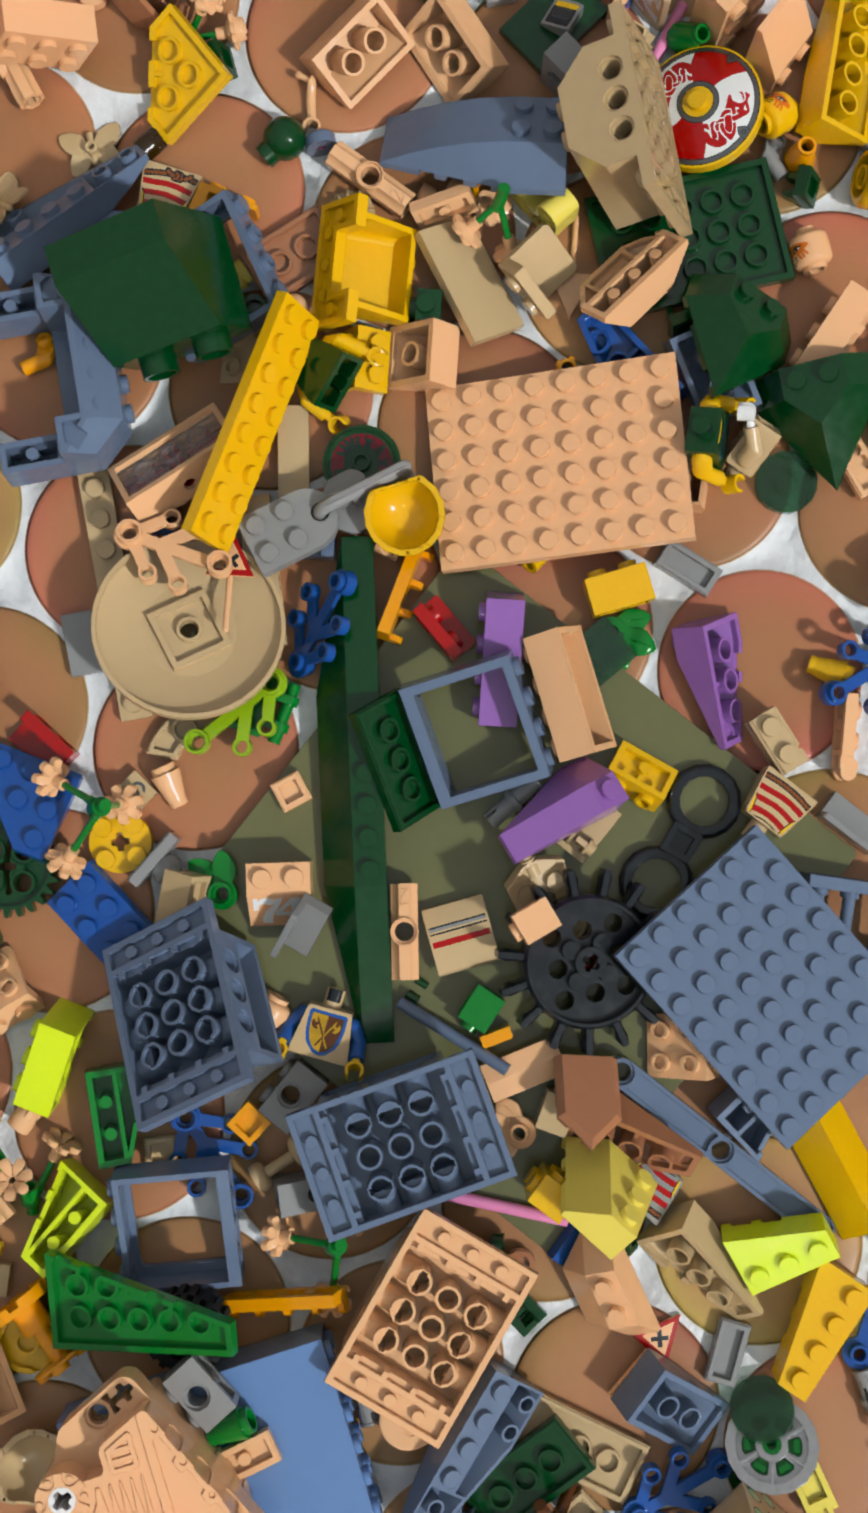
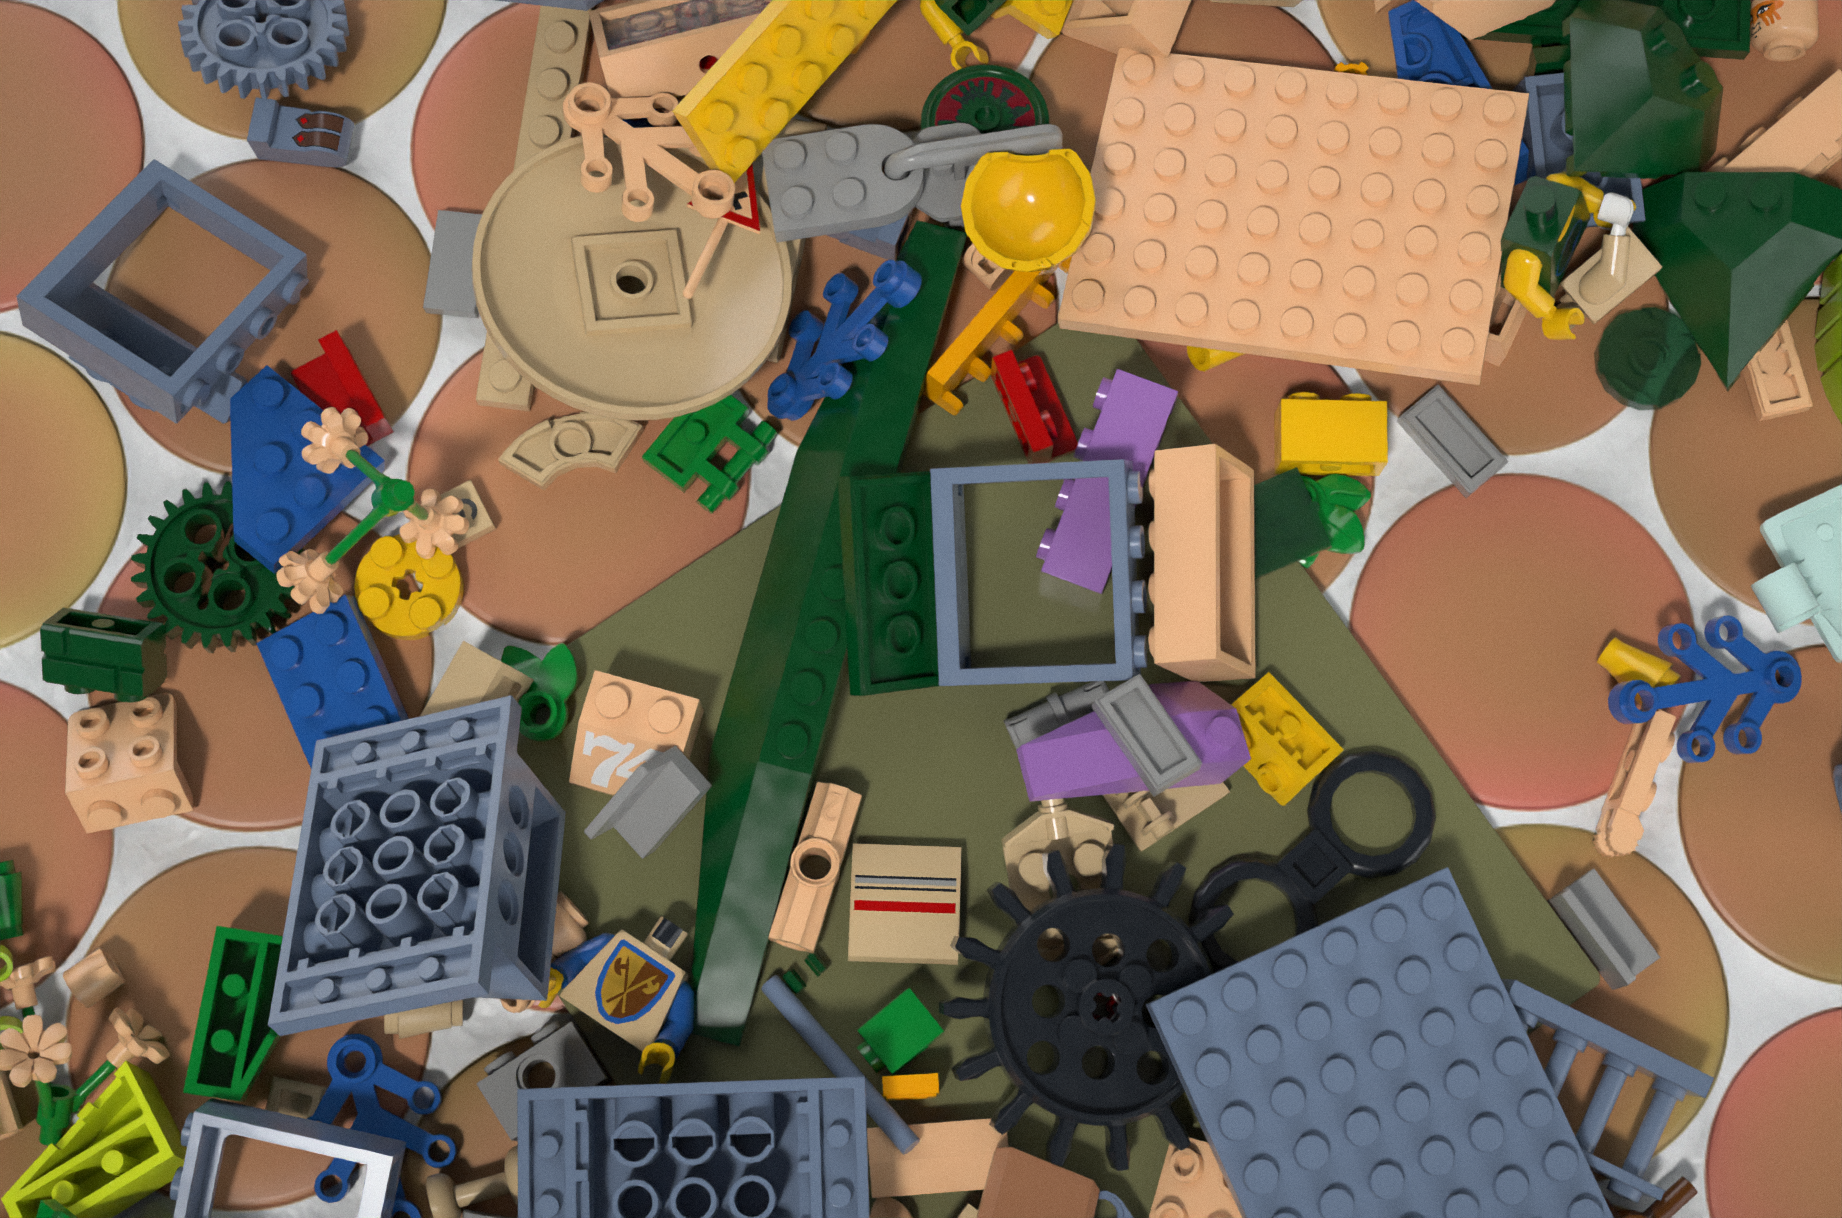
camera: 15 degrees right, 10 degrees down
(50, 1057) = (170, 890): neon yellow wedge -> none
(157, 861) = (449, 630): light grey tile -> none
(170, 784) = (518, 518): light nougat cone -> none
(244, 714) = (673, 438): lime plant -> none
(248, 1123) = (455, 1103): light orange tile -> none
(291, 791) = (706, 589): light nougat tile -> none
(293, 450) = (887, 69): tan tile -> none
(534, 921) = (1033, 900): light nougat brick -> none
(568, 806) = (1146, 735): none -> light grey tile
(709, 663) = (1444, 598): medium lavender wedge -> none
(775, 741) = (1517, 754): tan brick -> none
(775, 803) = (1490, 849): tan torso -> none

